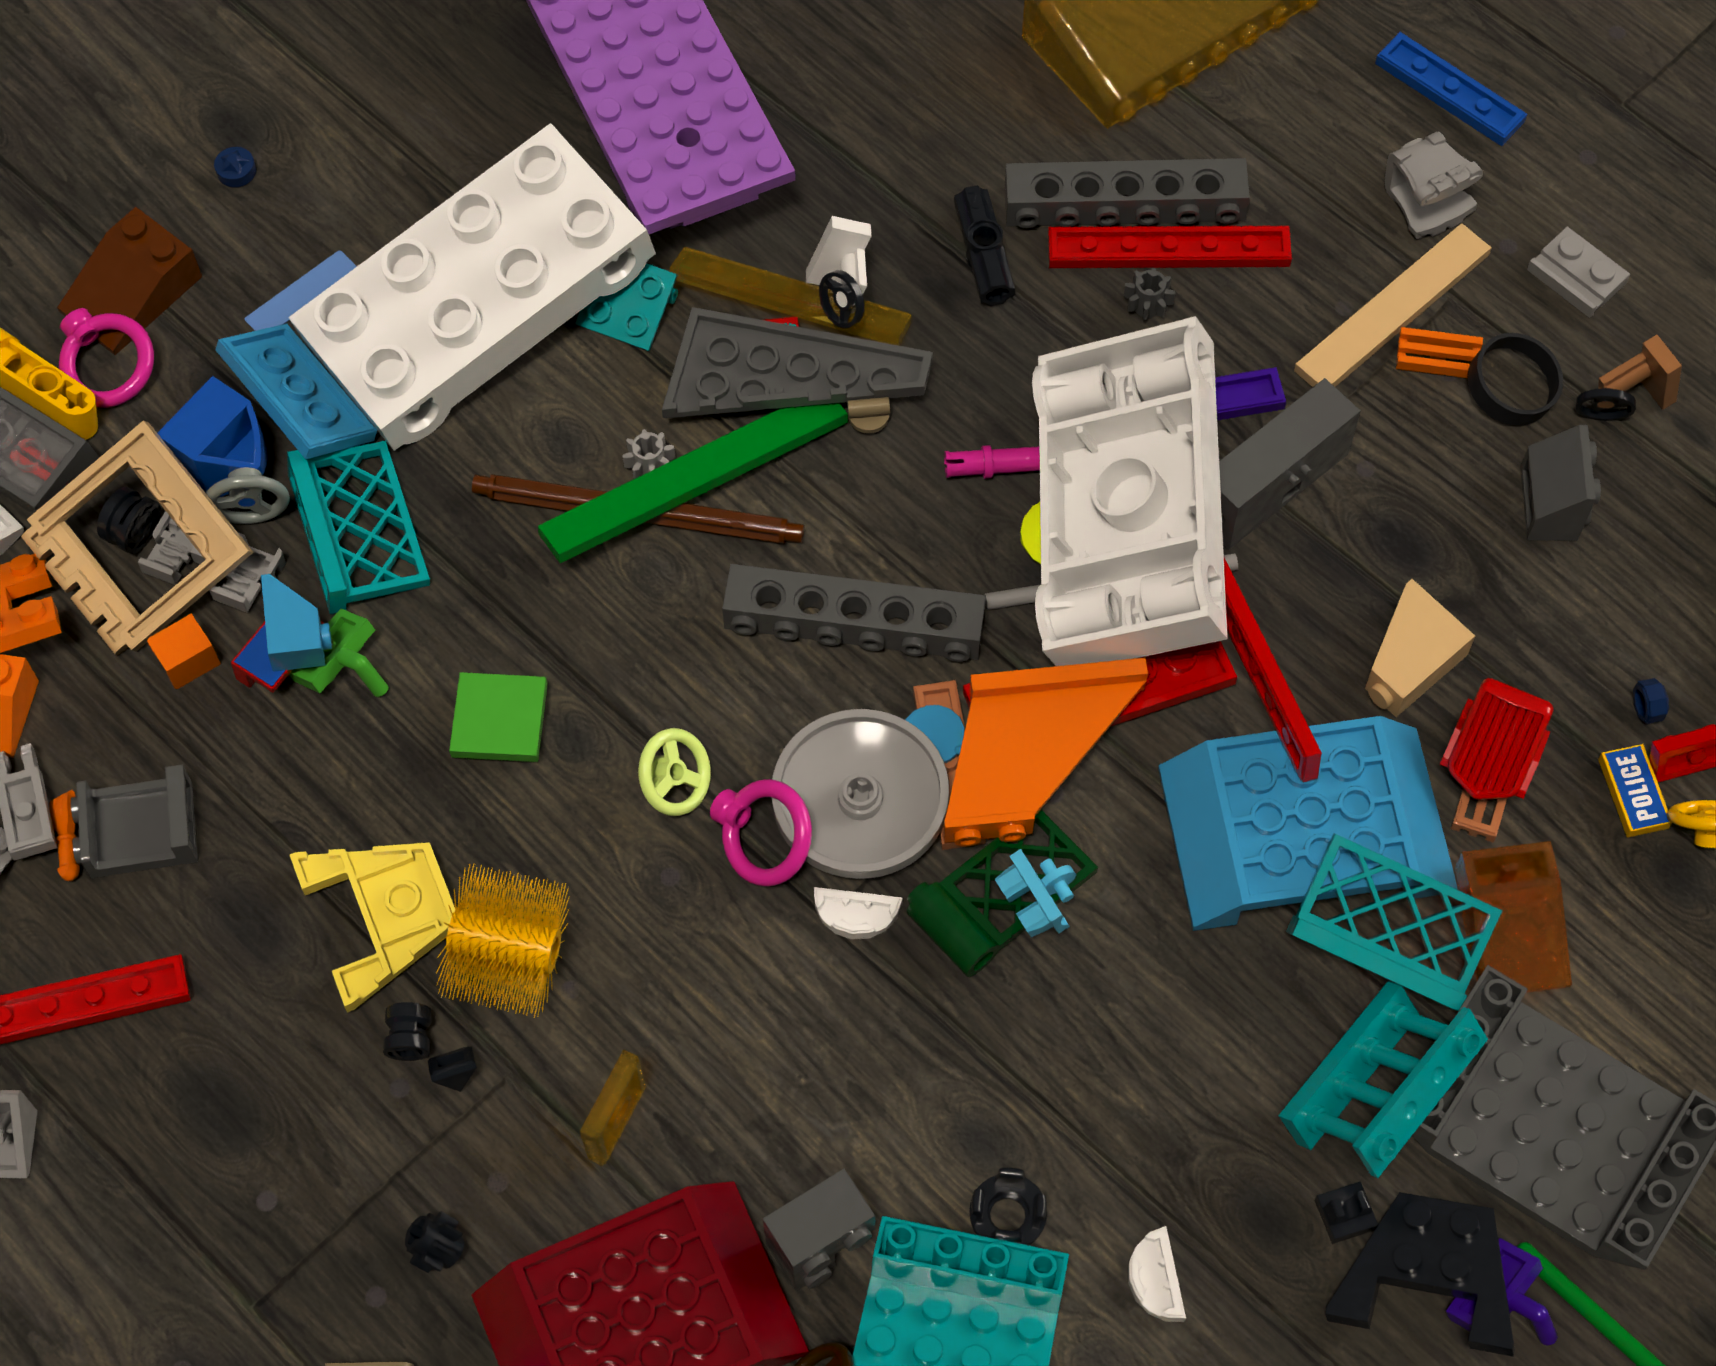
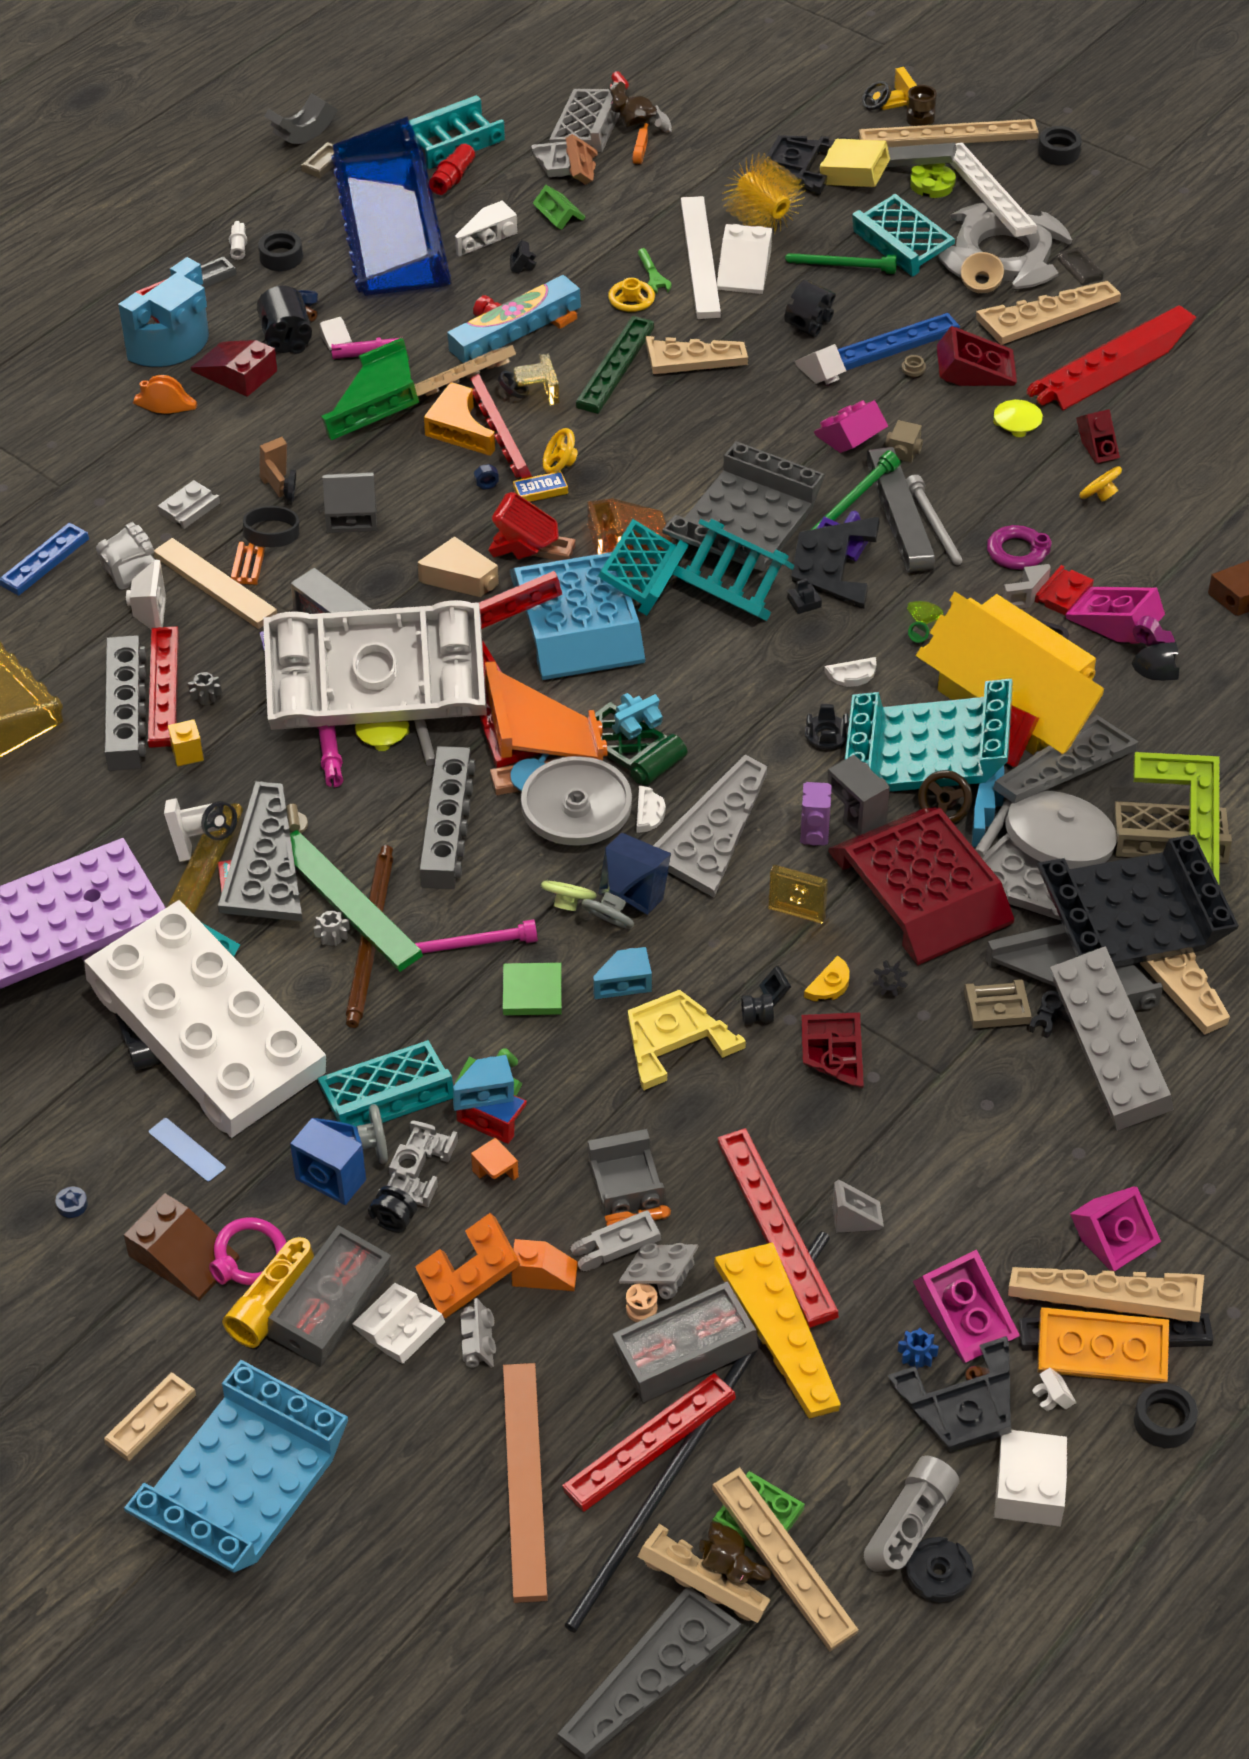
camera: 95 degrees left, 15 degrees down
(184, 503) = (395, 1152): tan hinge -> none
(296, 391) = (280, 1125): dark azure tile -> none
(322, 1142) = (834, 1045): none -> dark red slope
(456, 1155) = (830, 982): none -> yellow plate
(503, 940) = (700, 946): yellow piece -> none
(507, 844) = (624, 974): none -> dark azure slope
(612, 715) = (524, 932): none -> dark pink piece
(662, 846) = (630, 876): none -> dark blue piece
(733, 812) = (590, 863): dark pink piece -> none
(782, 990) = (709, 832): none -> light grey wing
(784, 1155) = (815, 813): none -> medium lavender brick
(987, 262) = (164, 768): black piece -> none
(1033, 269) = (185, 742): none -> yellow brick
(1336, 217) = (148, 596): none -> white slope

